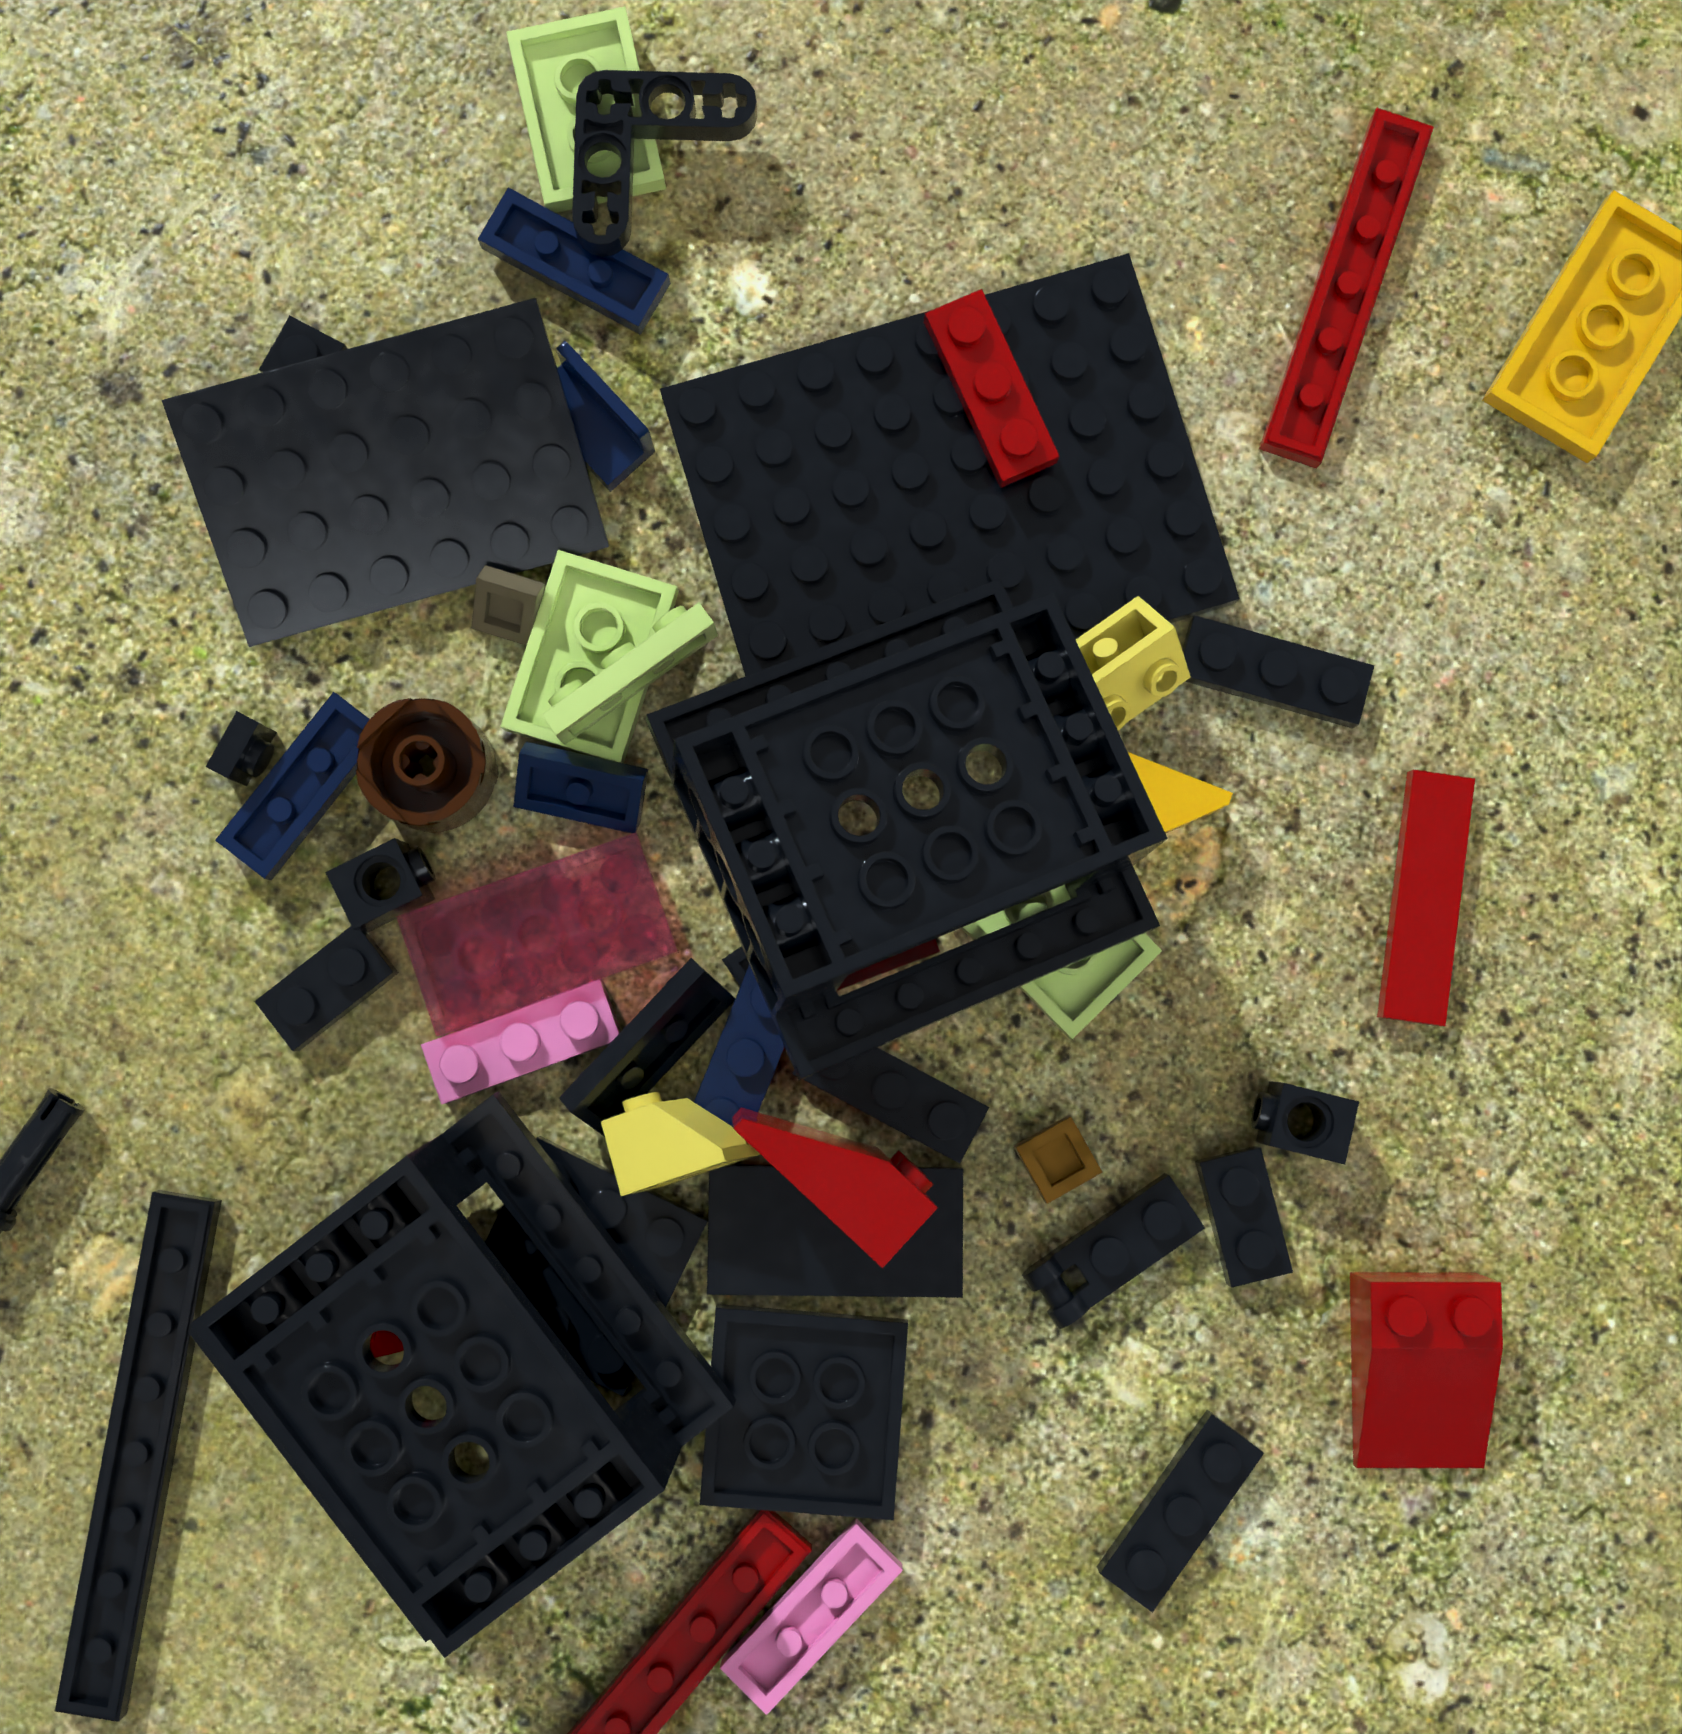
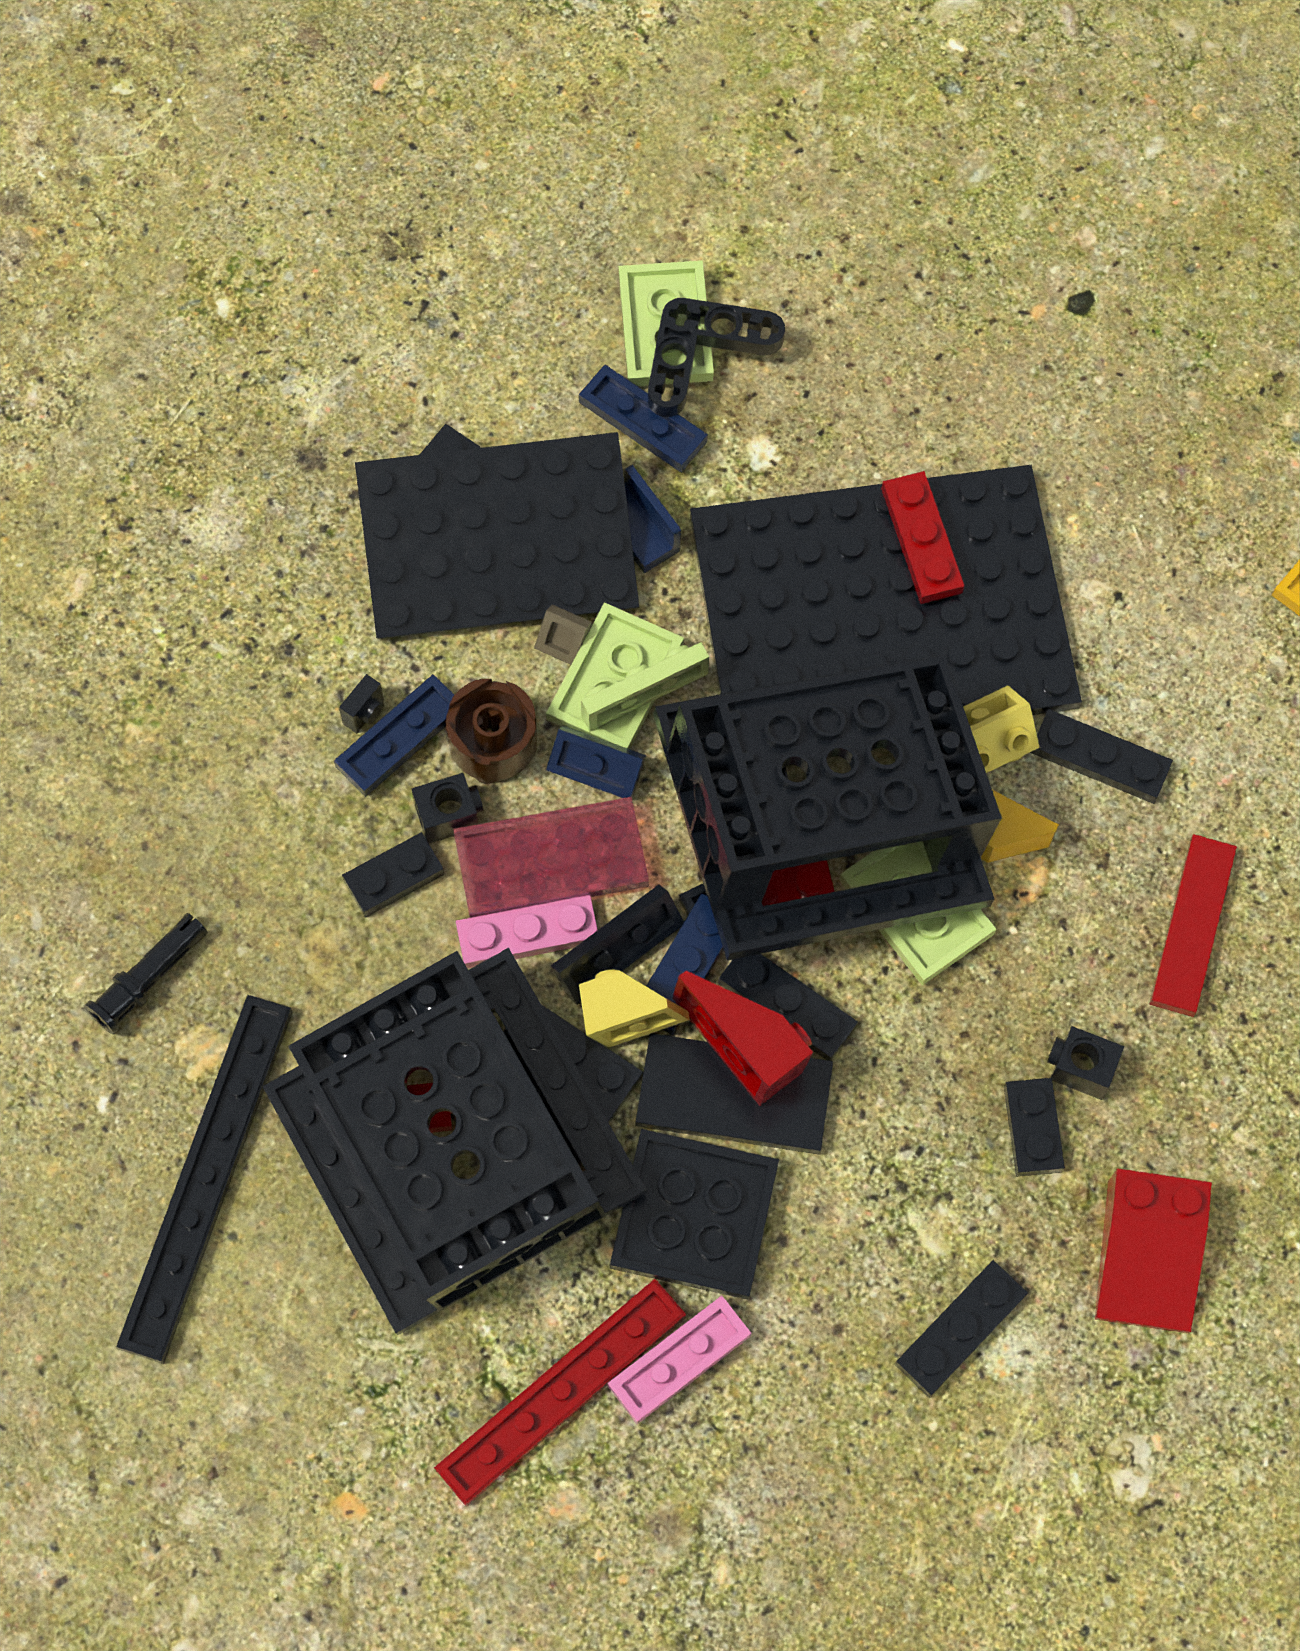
camera: 10 degrees right, 15 degrees down
(1057, 1159) = (902, 1064): pearl gold plate -> none
(1114, 1249) = (936, 1136): black plate -> none
(1346, 288) = (1182, 510): red tile -> none

